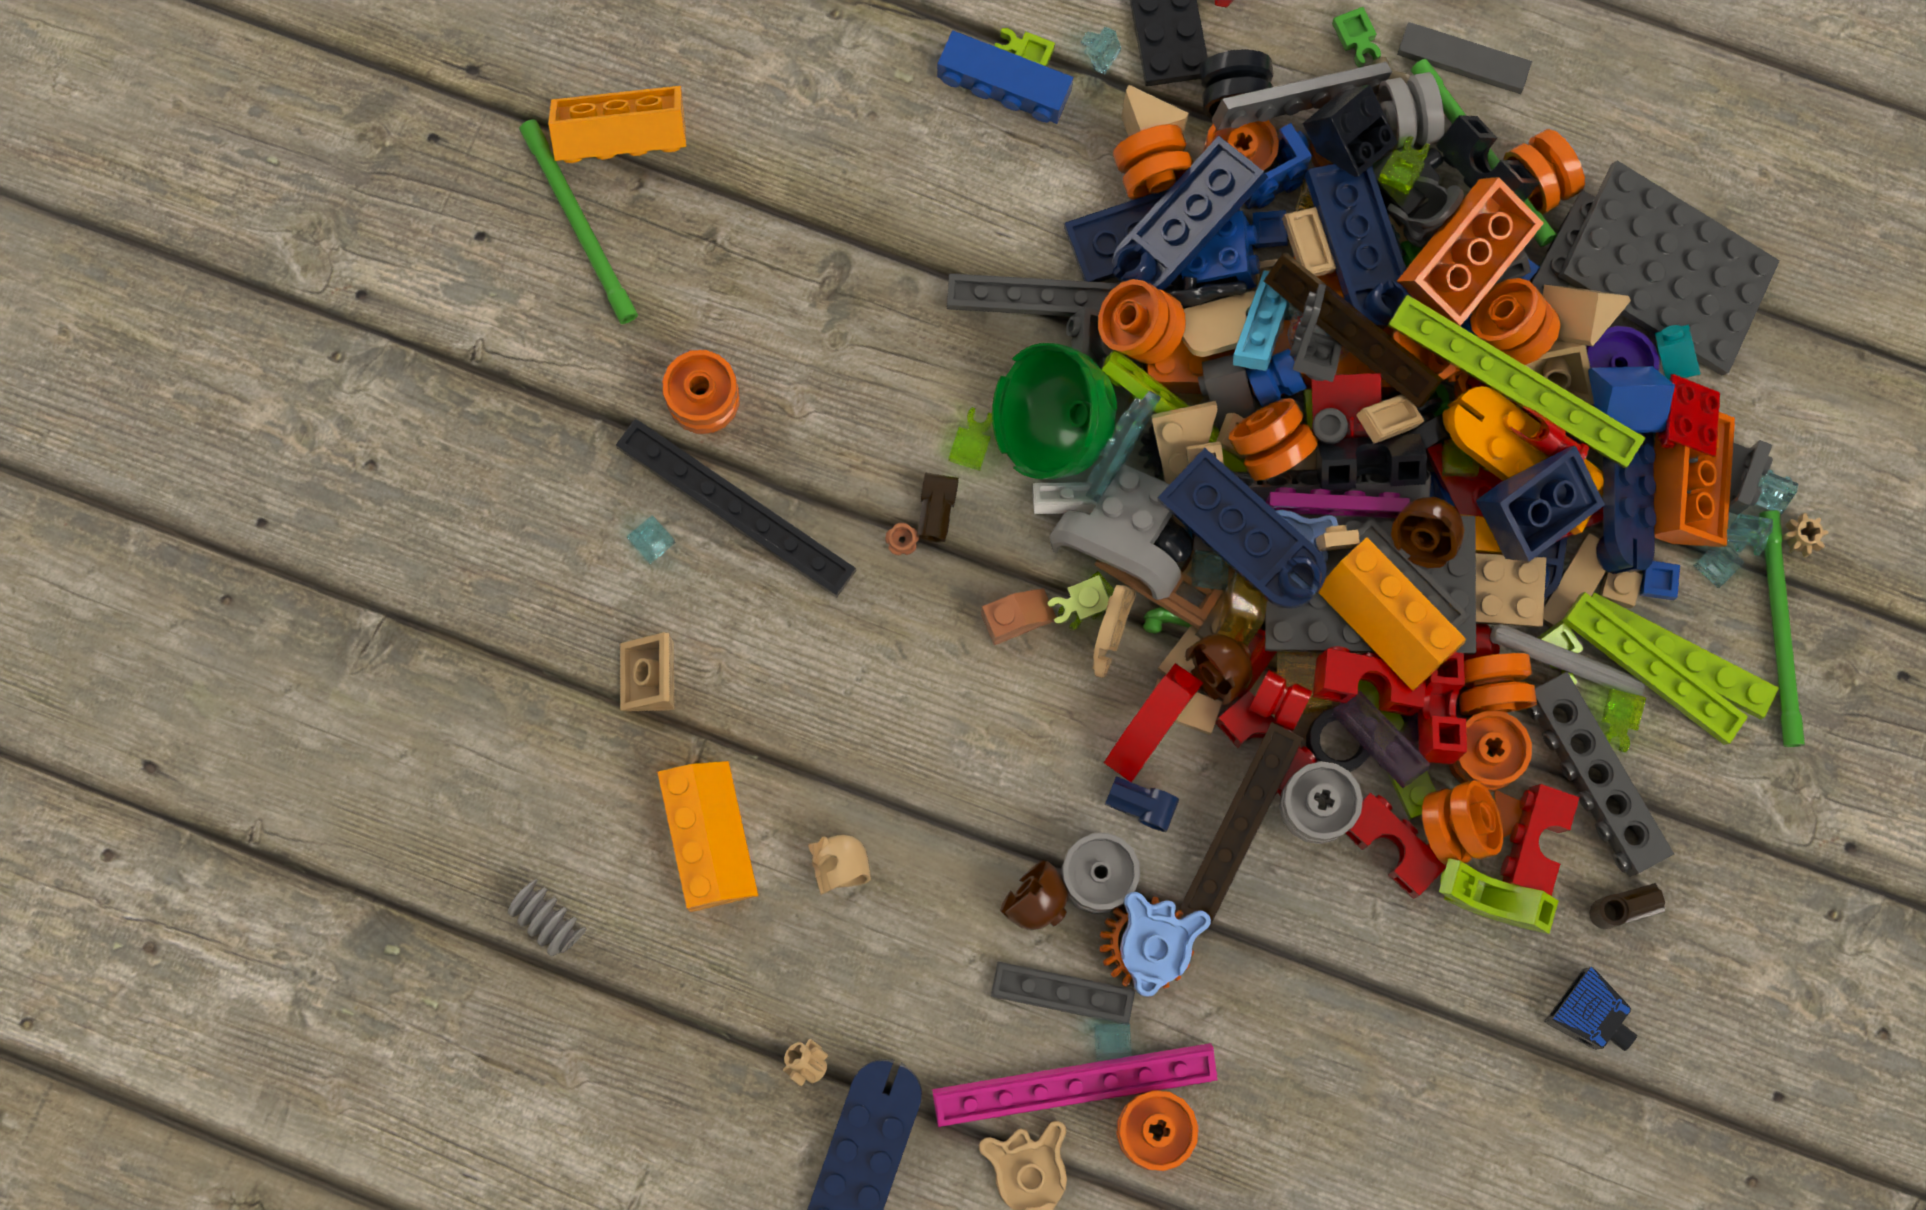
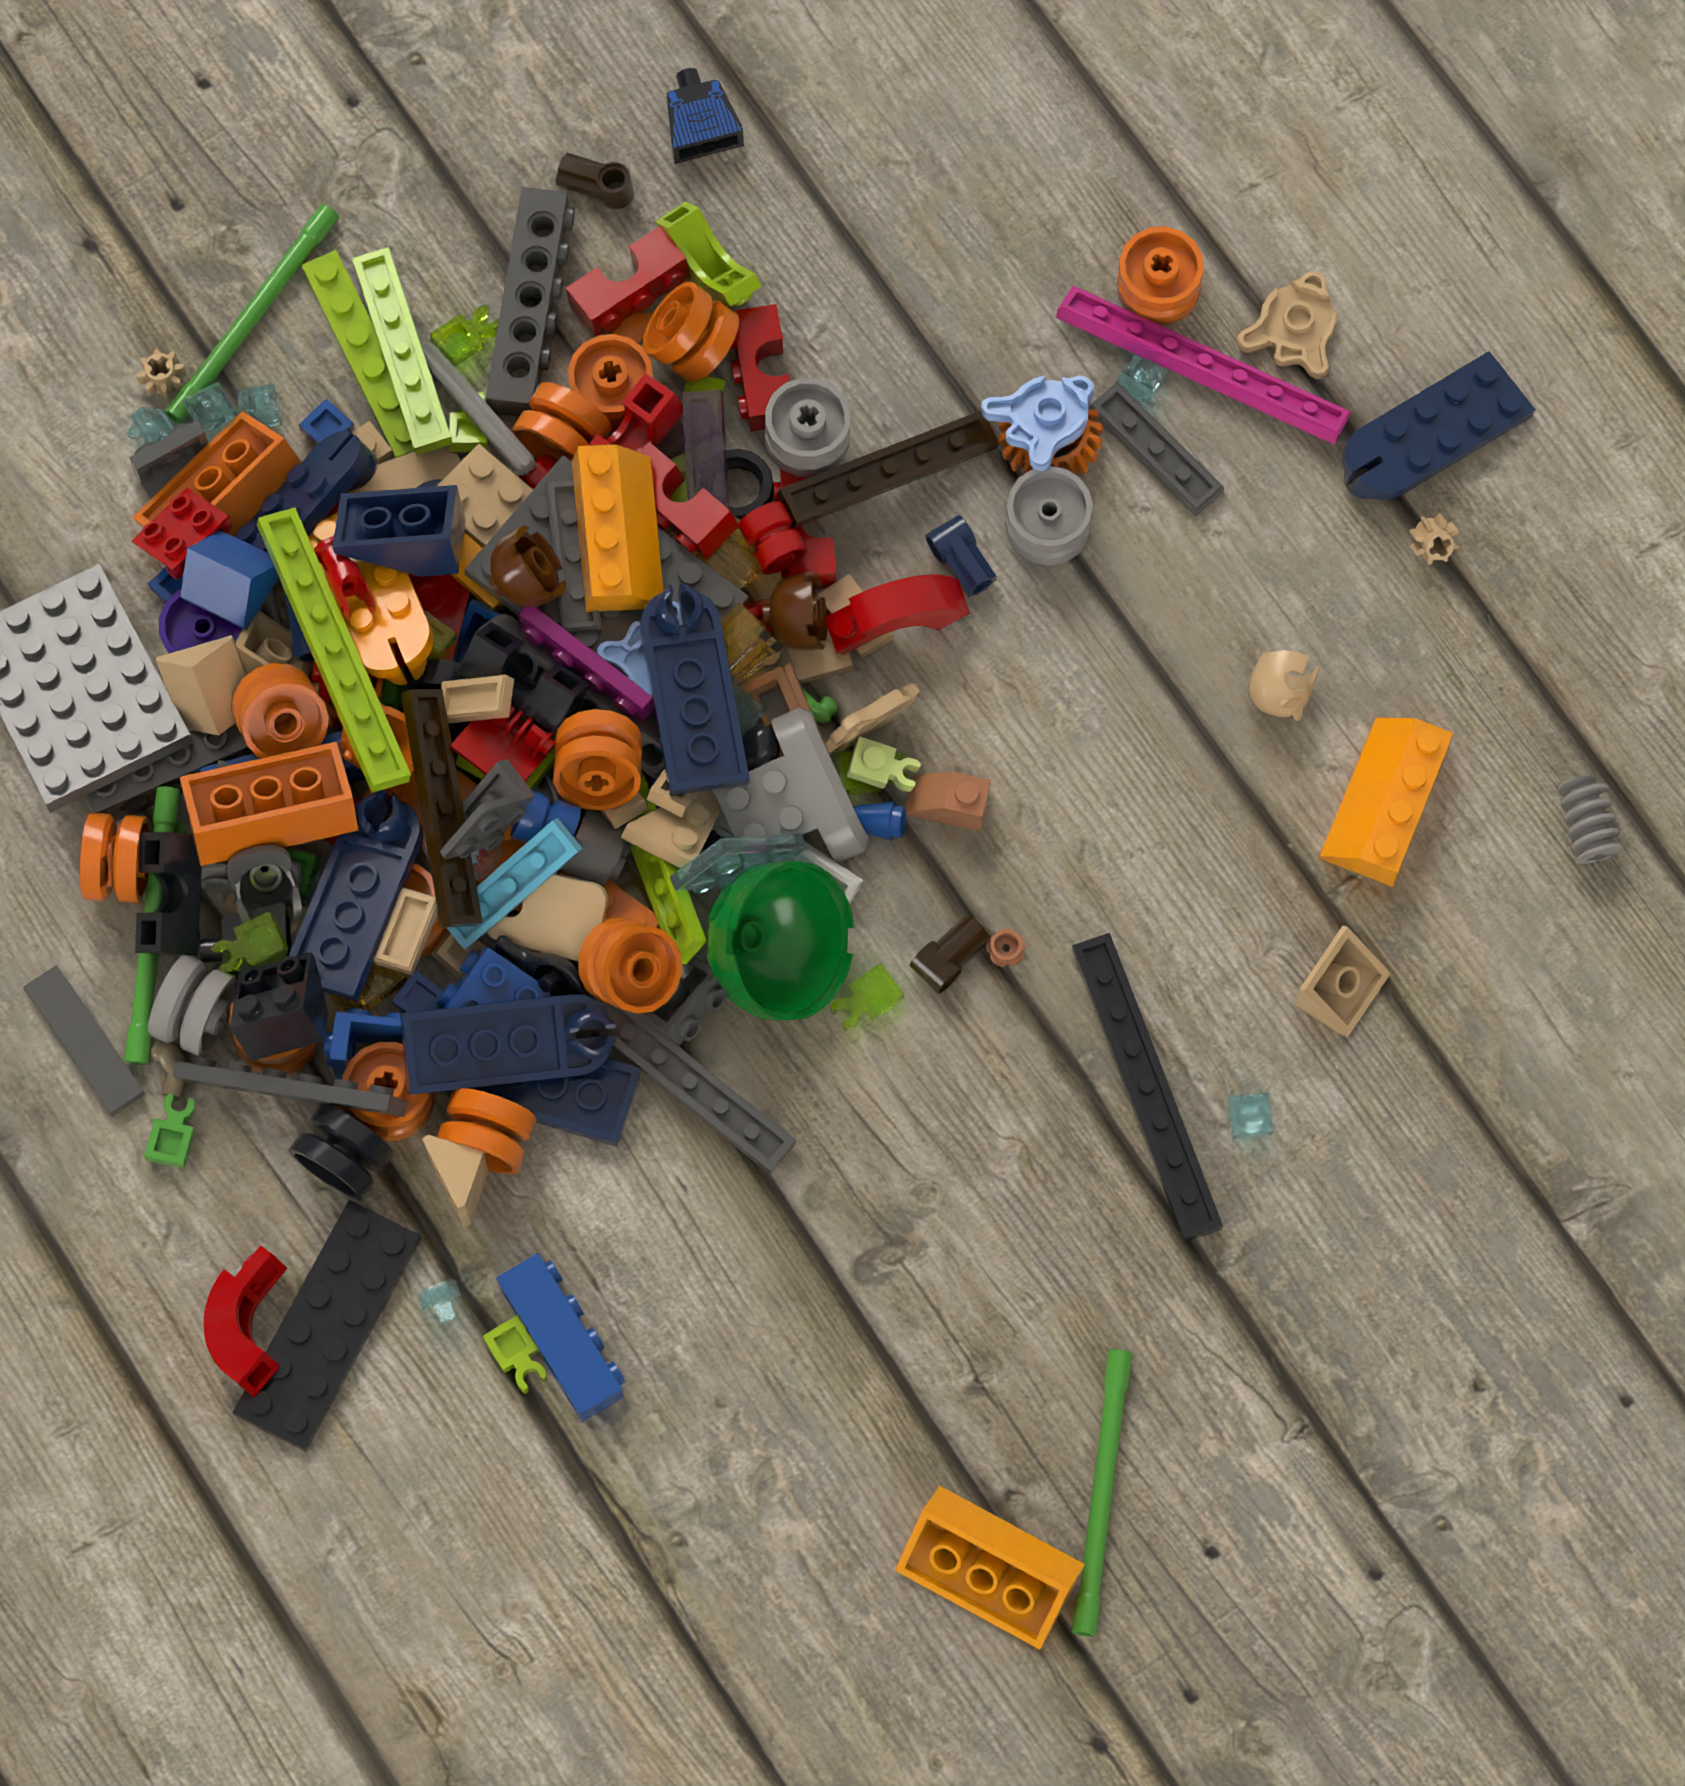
camera: 140 degrees left, 5 degrees down
(695, 373) = (1106, 1194): orange wheel -> none
(1038, 899) = (1122, 535): reddish brown cylinder -> none
(1056, 566) = (883, 819): none -> blue cone
(1330, 426) = (538, 729): dark grey tile -> none
(1337, 538) = (616, 622): tan plate -> none
(1677, 351) = (139, 601): teal brick -> none

